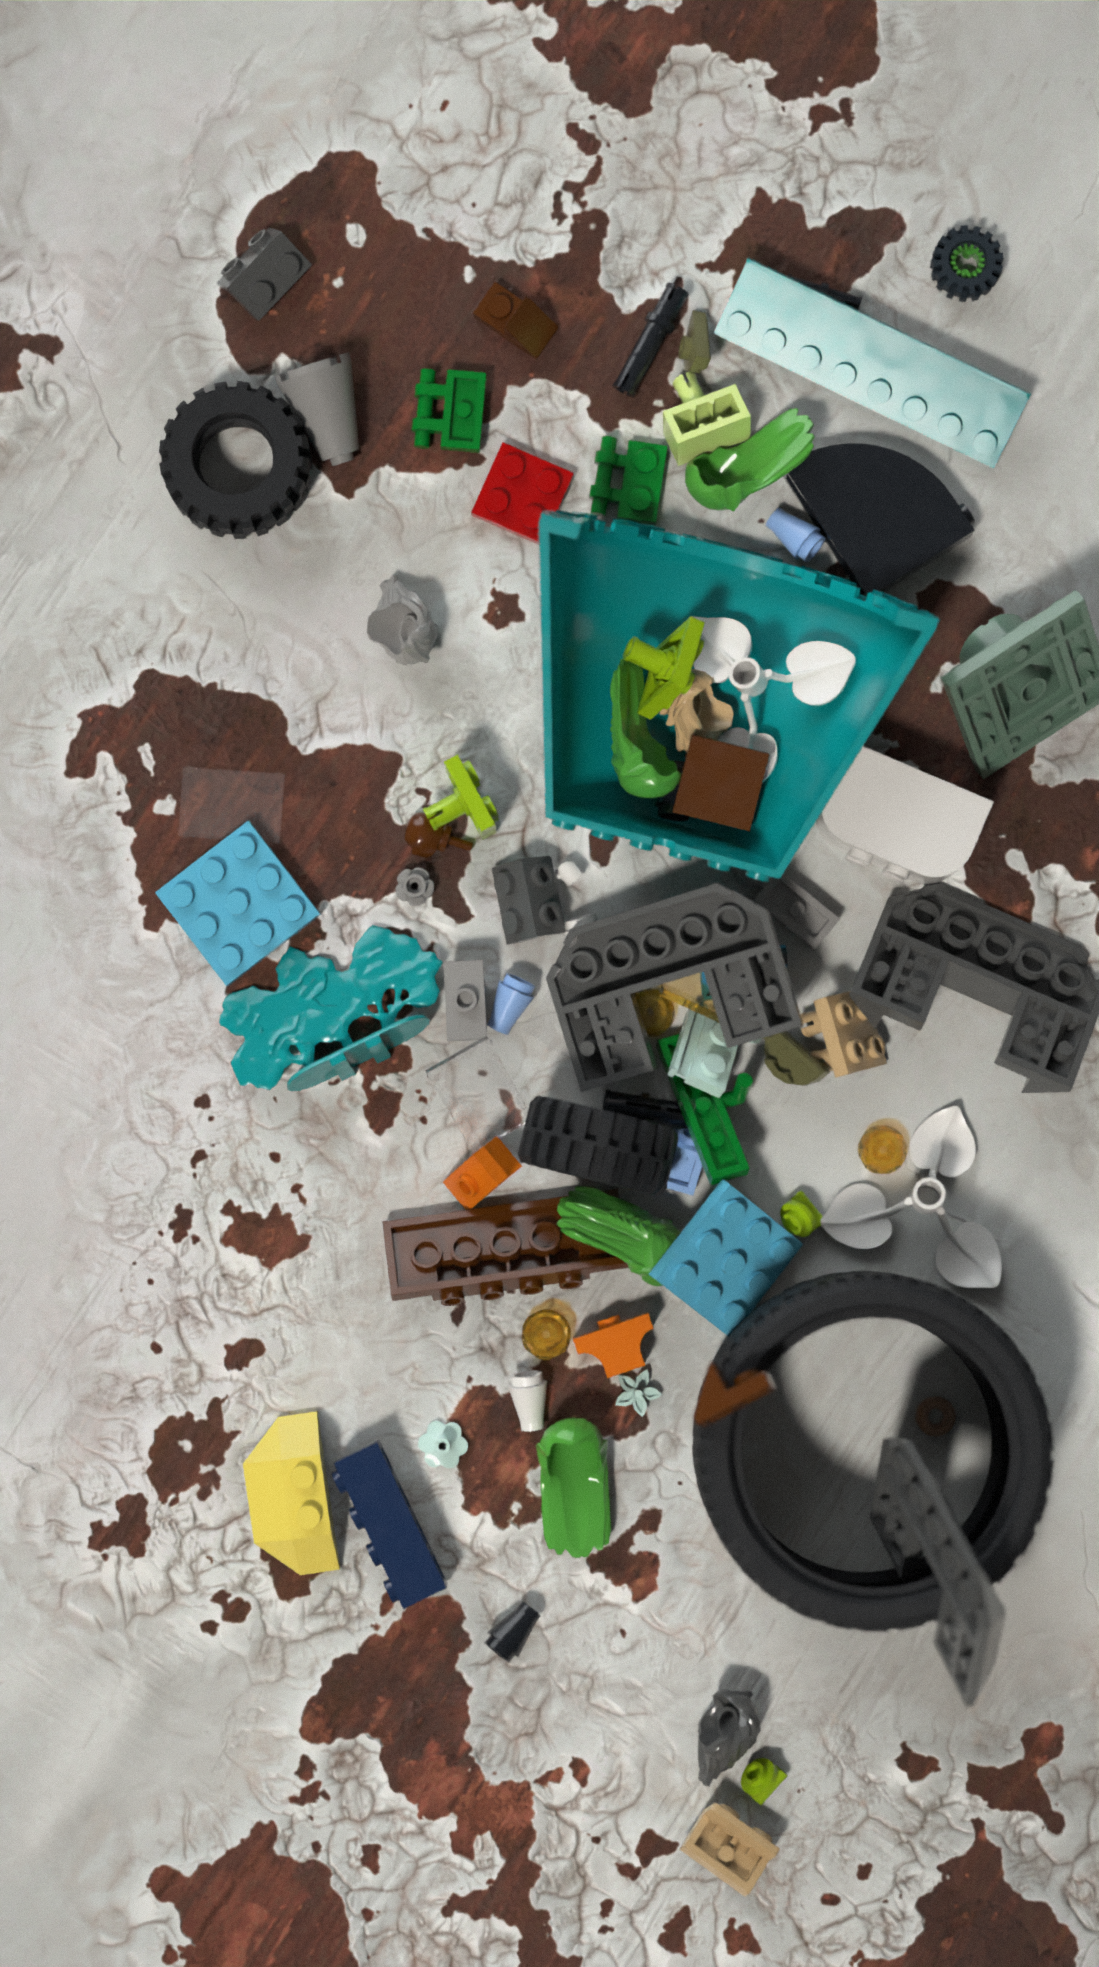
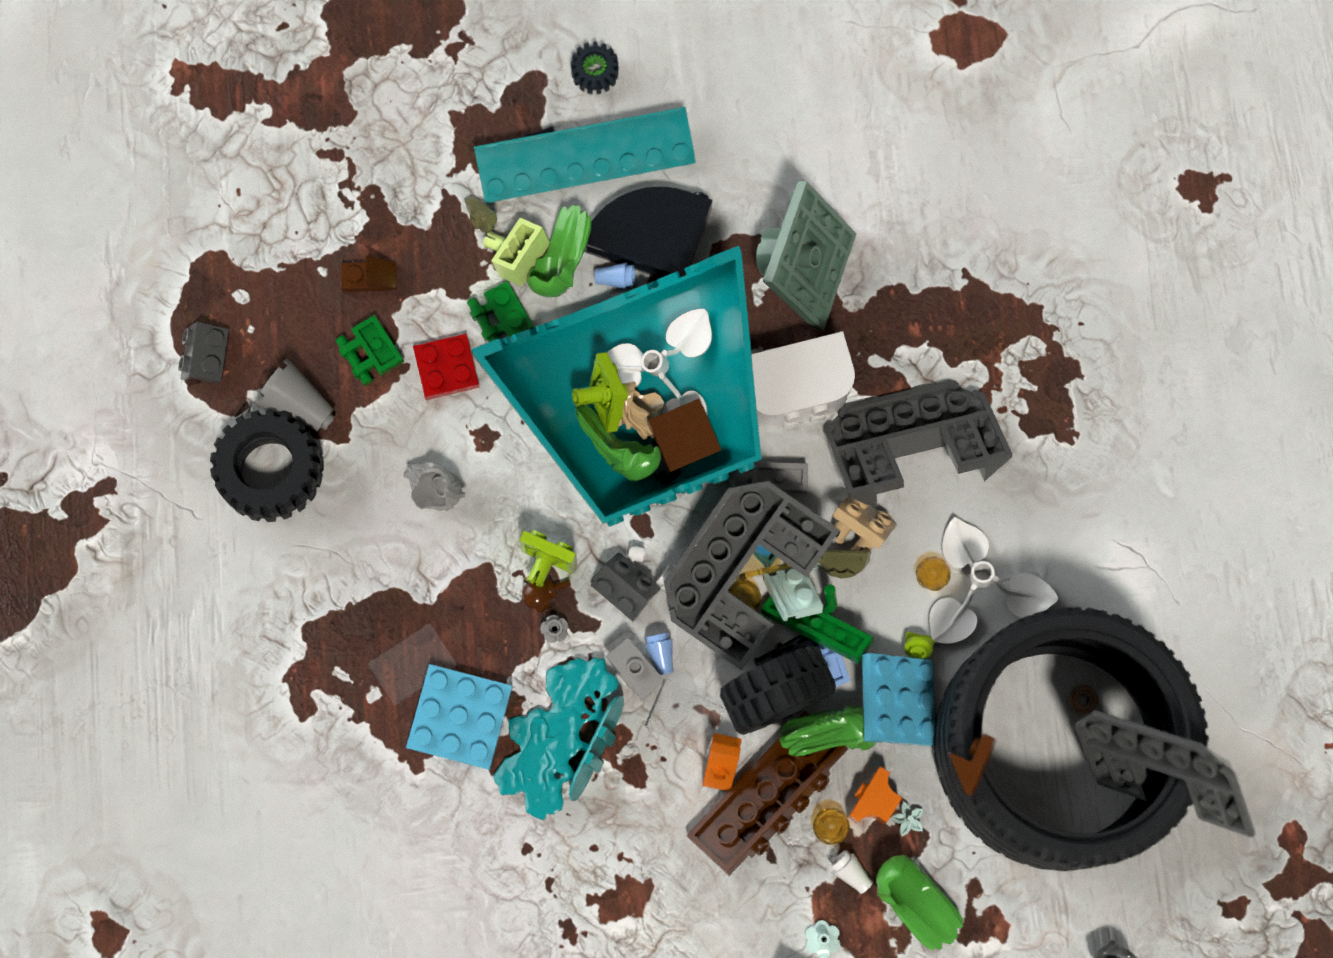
camera: 45 degrees left, 10 degrees down
(657, 327) = (451, 221): black pin -> none

